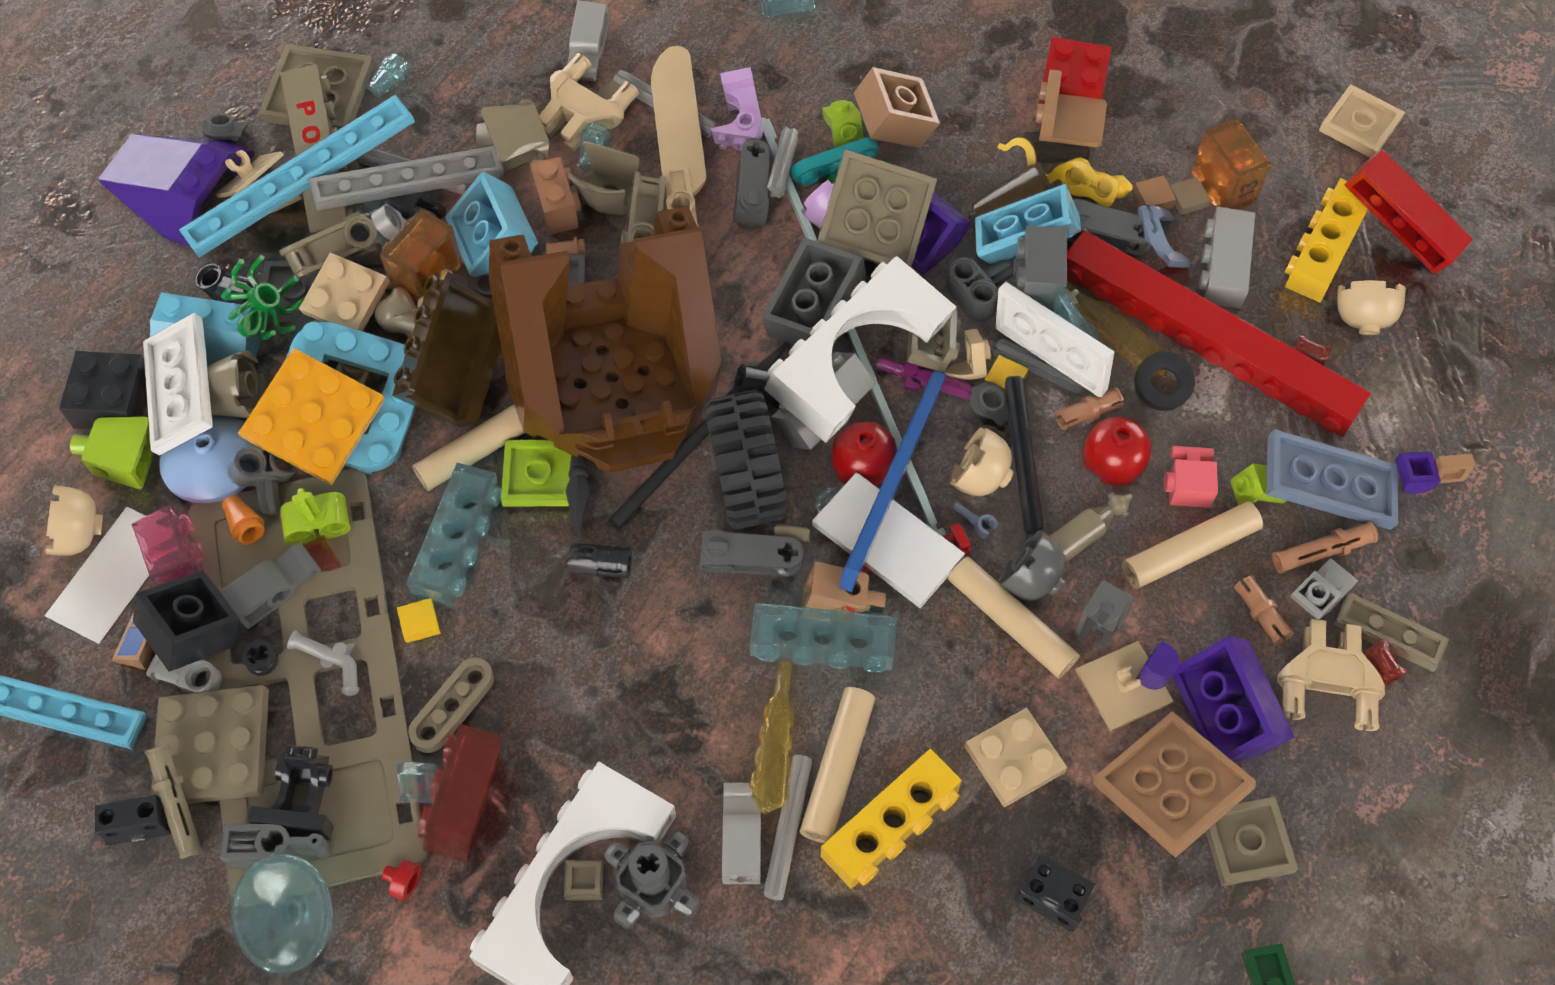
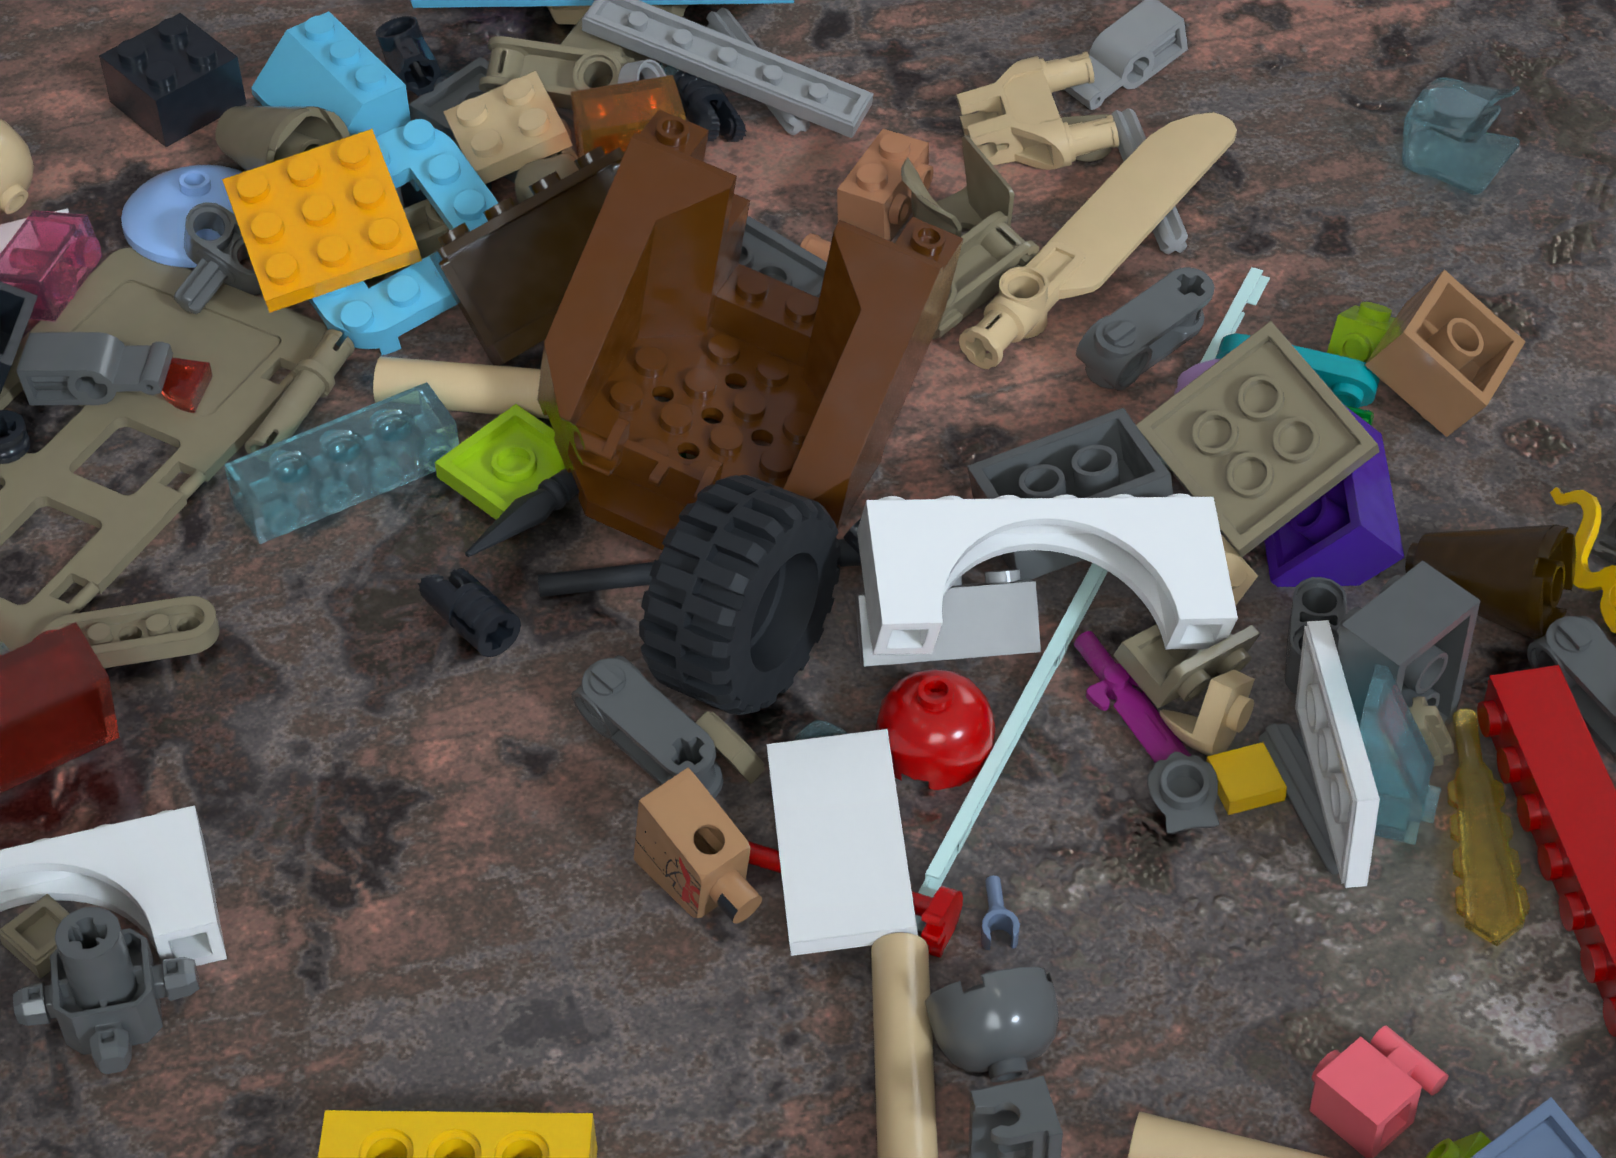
camera: 45 degrees right, 15 degrees down
(116, 449) = (121, 143): lime torso -> none
(177, 384) = (233, 104): white tile -> none
(243, 522) = (146, 291): orange cone -> none
(261, 300) = (411, 75): green animal -> none
(314, 516) = (218, 332): lime beam -> none
(338, 655) = (77, 492): light grey piece -> none
(384, 505) = (310, 381): none -> dark tan pin
(418, 620) = (205, 526): yellow tile -> none
(483, 214) = (781, 164): medium azure slope -> none
(514, 133) = (903, 88): dark tan piece -> none
(595, 134) = (1011, 159): clear light blue cone -> none
(739, 96) = (1244, 232): lavender tile -> none
(741, 836) = (262, 1033): light grey piece -> none
(772, 763) = (393, 975): clear yellow sword -> none
(782, 162) = (1211, 328): light grey axle -> none
(787, 828) = (330, 1074): light grey axle -> none
(837, 765) = (476, 1046): tan piece -> none
(839, 626) = (598, 859): clear light blue brick -> none
(891, 482) = (911, 762): blue tile -> none
(983, 465) = (1074, 847): tan cylinder -> none
(1000, 229) = (1518, 598): medium azure slope -> none
(1023, 455) = (1152, 883): black axle -> none
(1089, 408) = (1320, 897): nougat pin -> none
(1090, 525) = (1140, 1036): dark tan wheel -> none
(1117, 450) = (1301, 977): red cylinder -> none
(1178, 366) = (1475, 903): black tyre -> none

